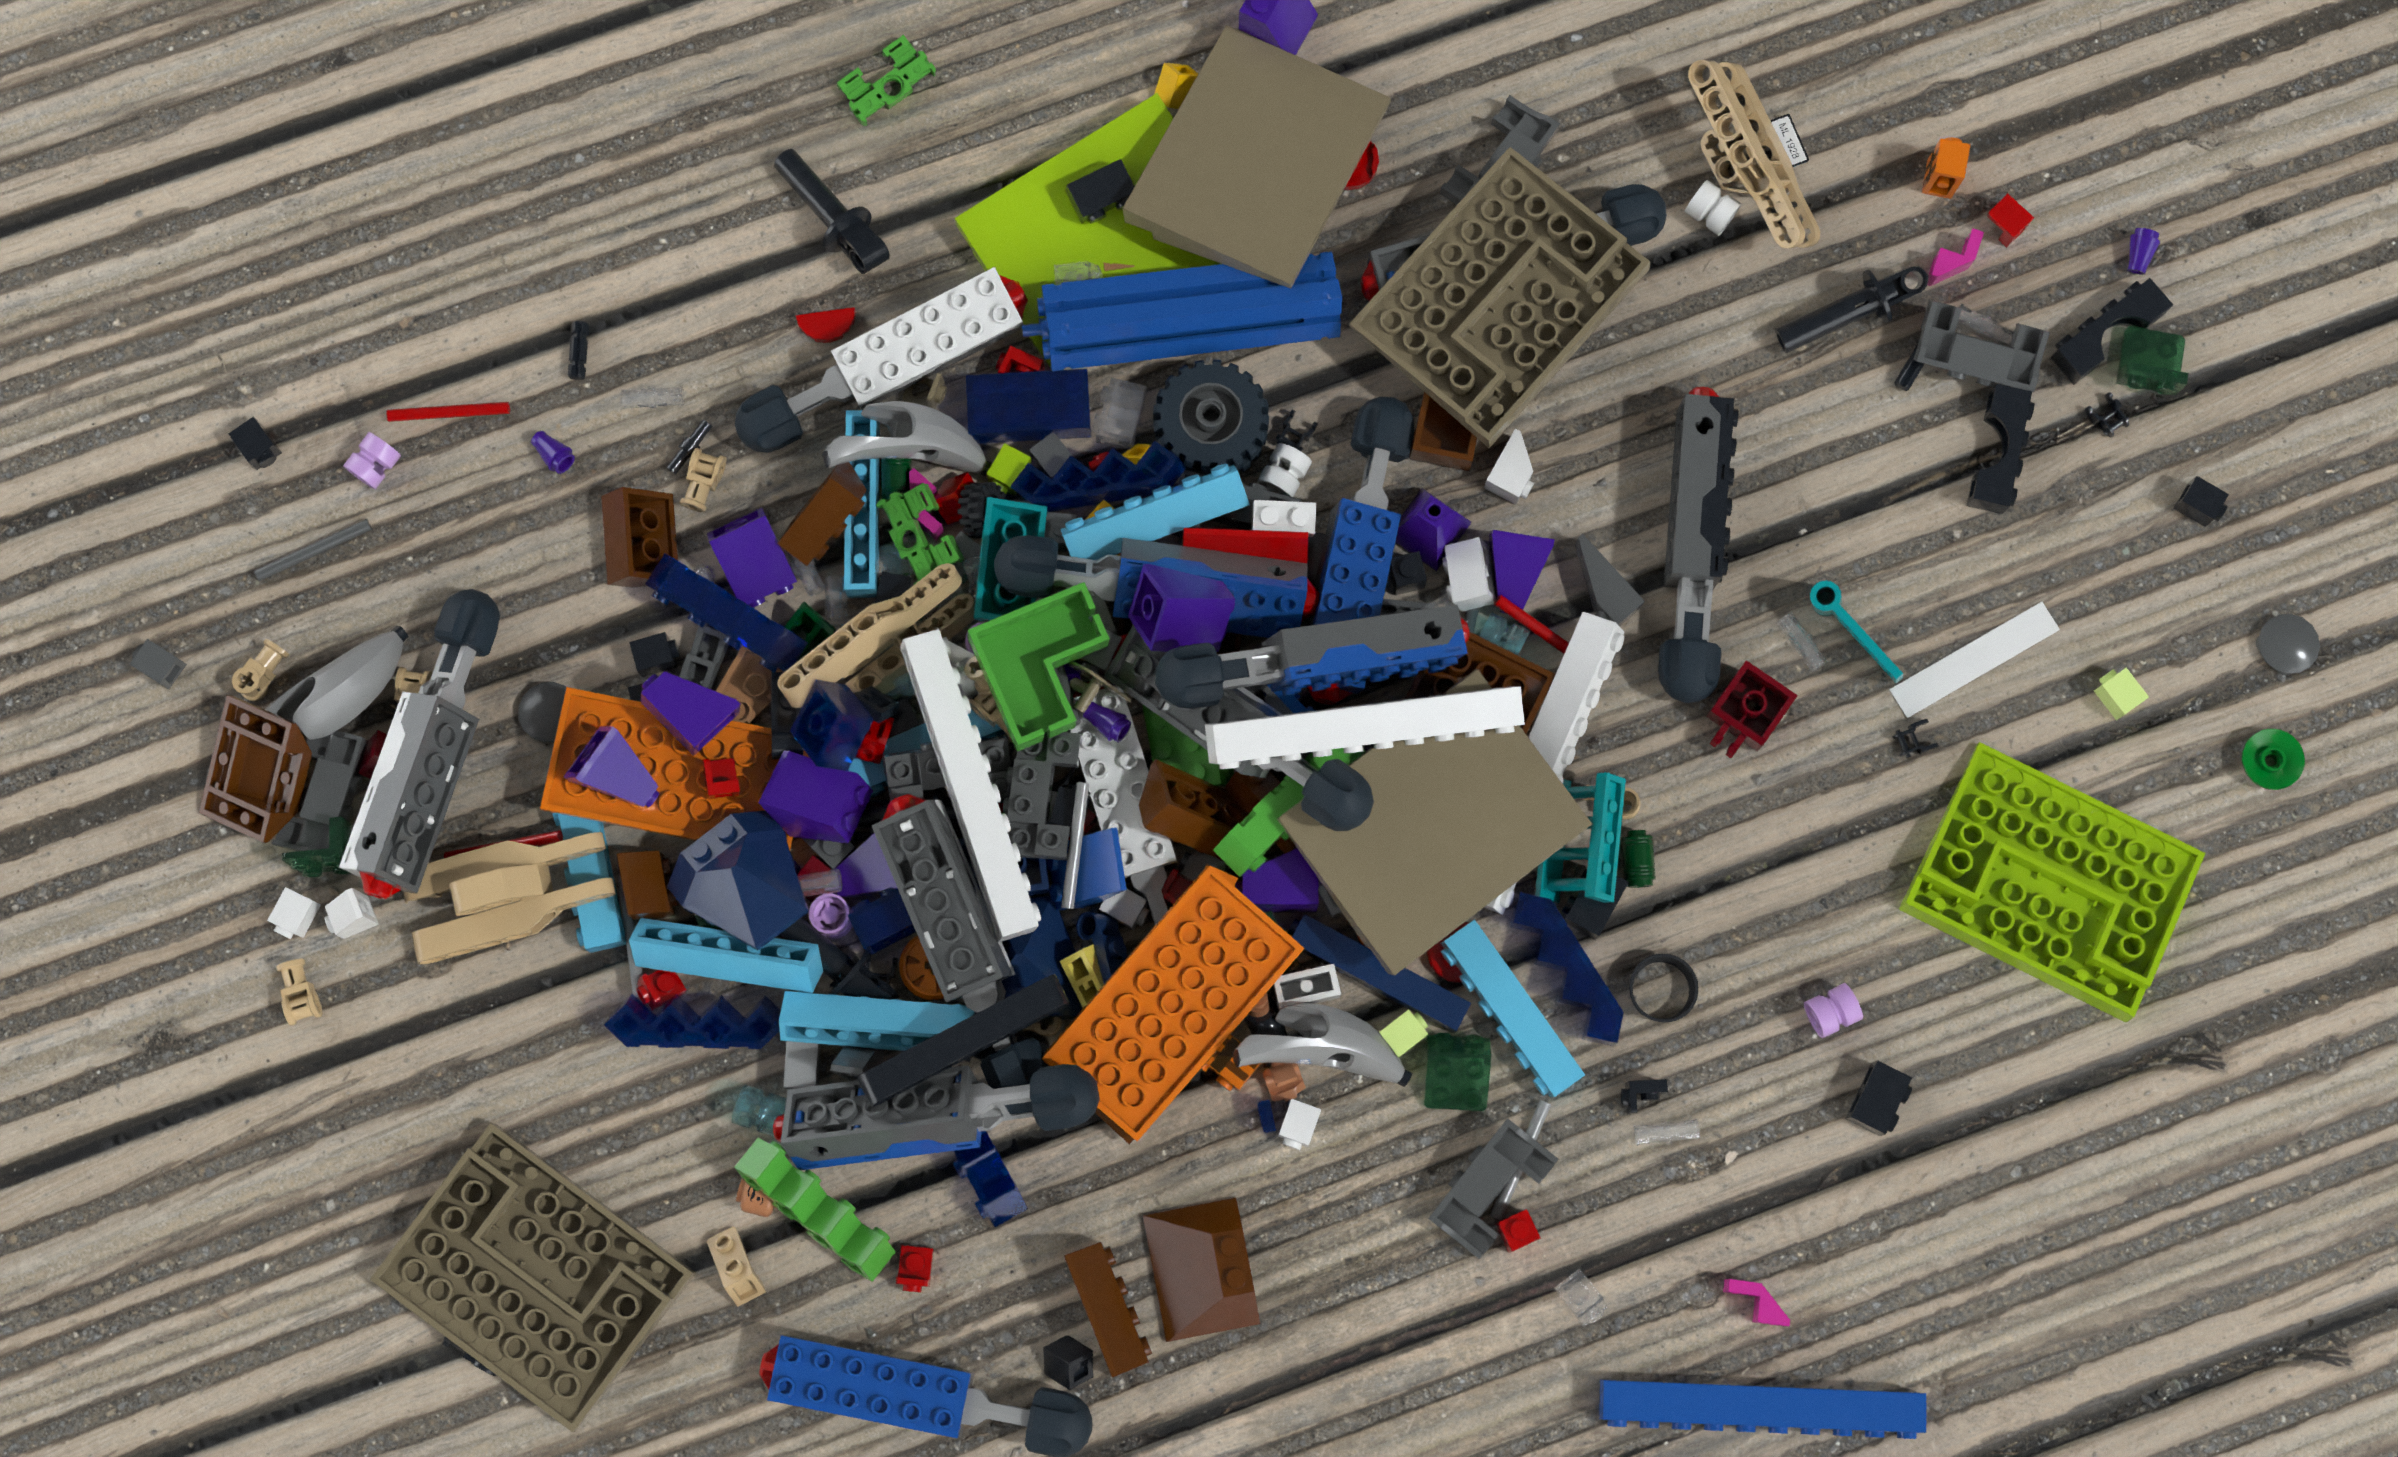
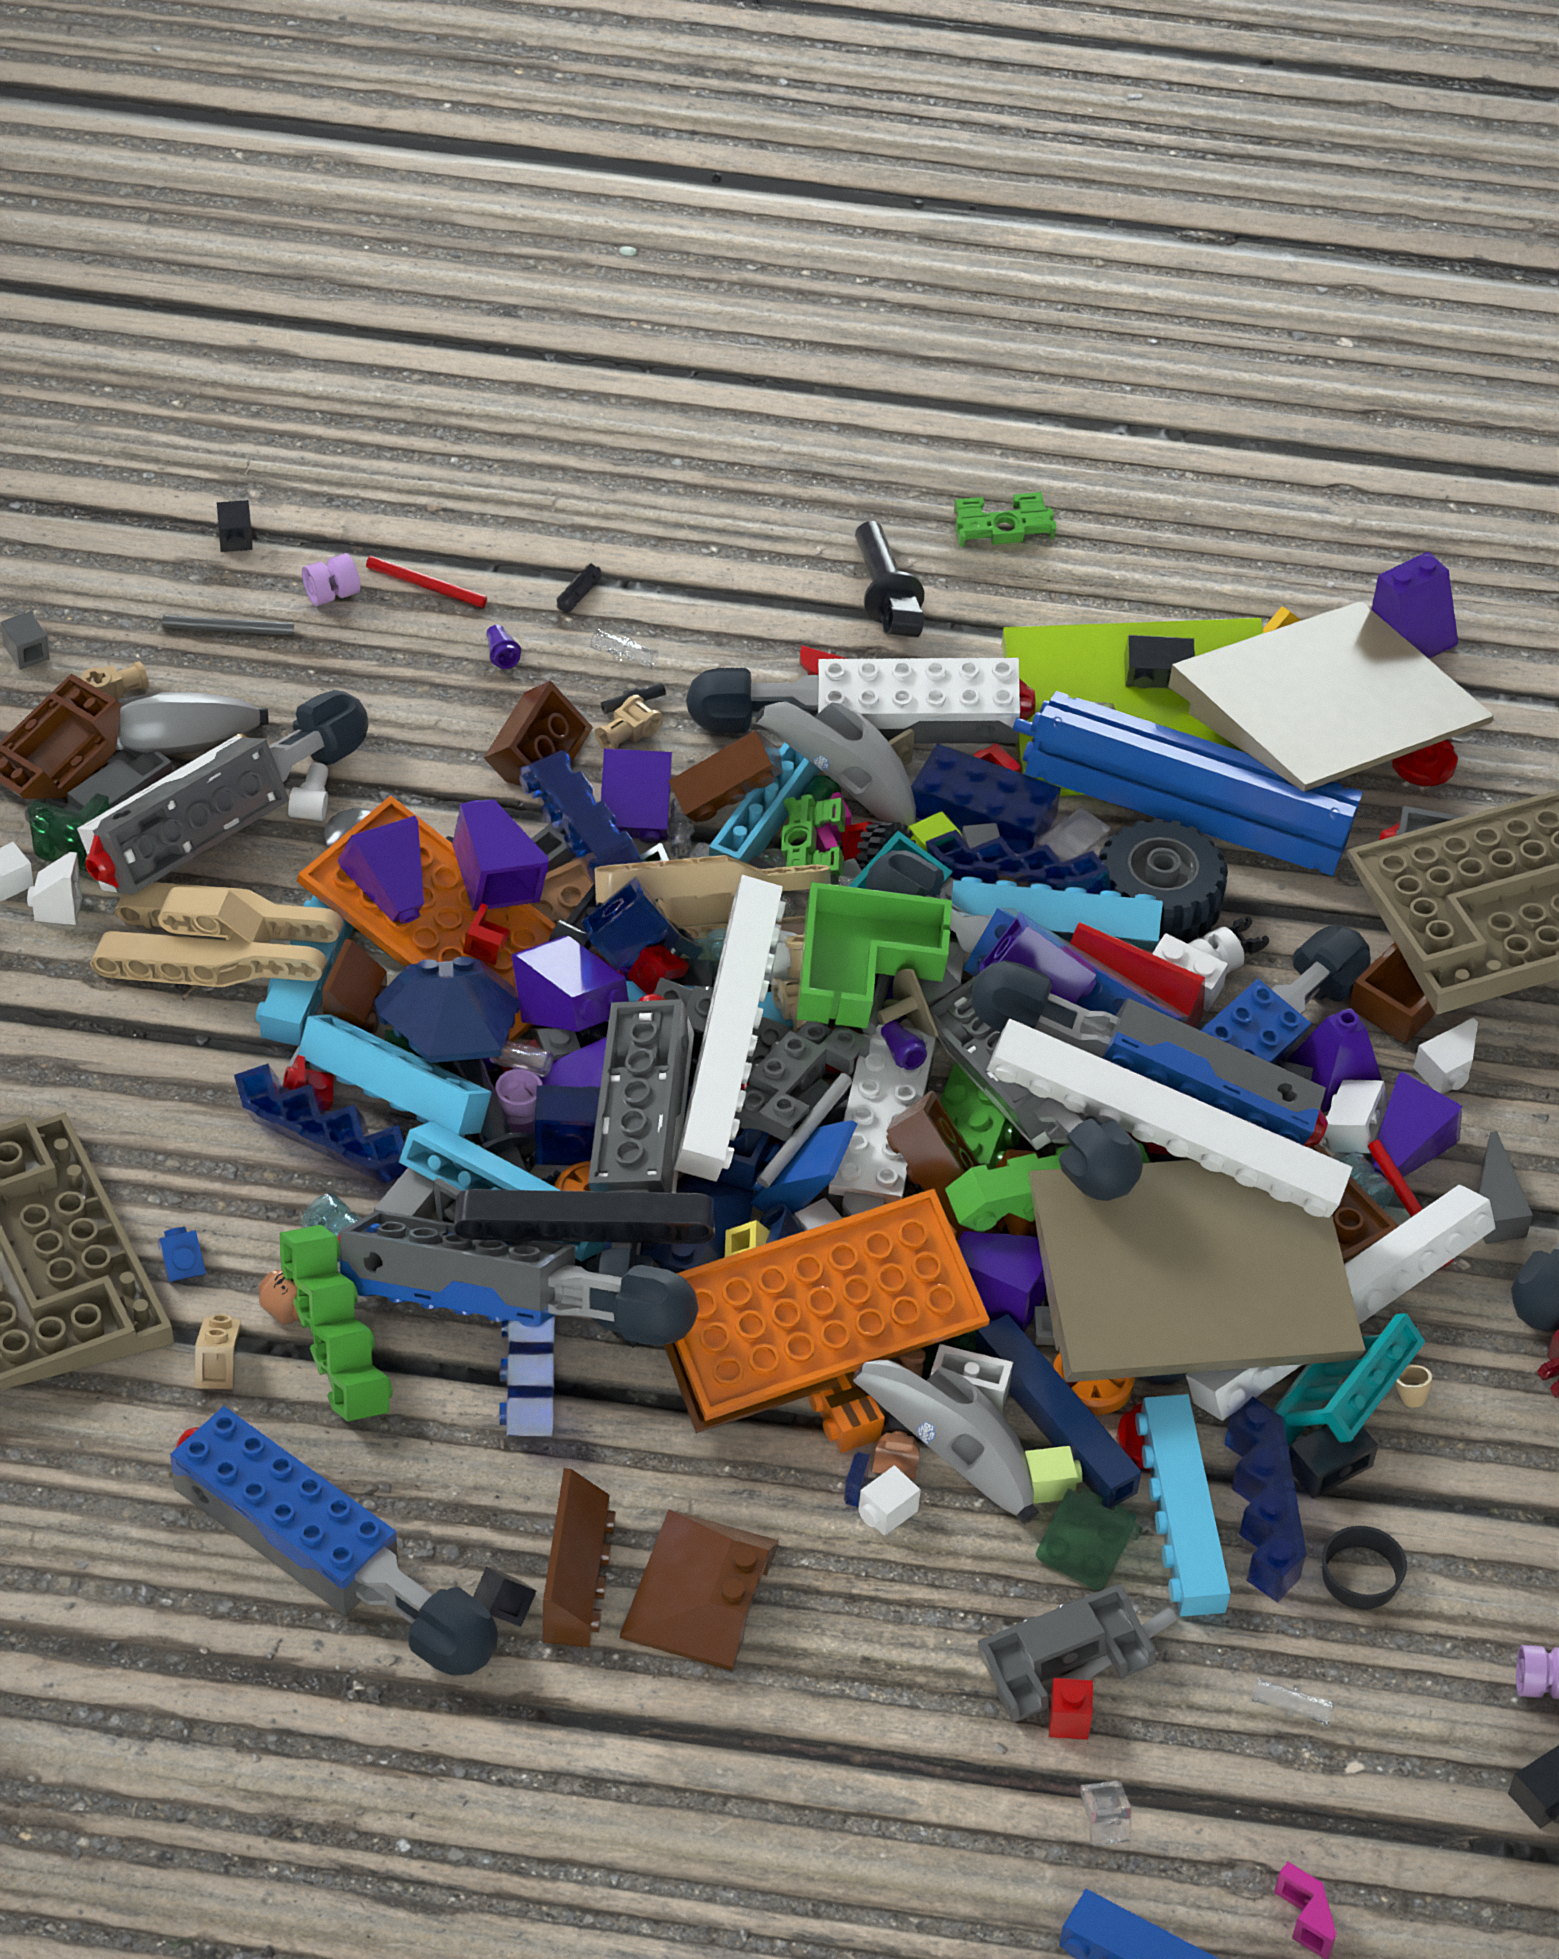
camera: 25 degrees right, 30 degrees down
(491, 701) = (310, 799): none -> white pin
(656, 1196) = (181, 1254): none -> blue bracket
(915, 1268) = (399, 1440): red bracket -> none
(1638, 859) = (1401, 1441): dark green head -> none
(1647, 1089) = (1289, 1646): black bracket -> none

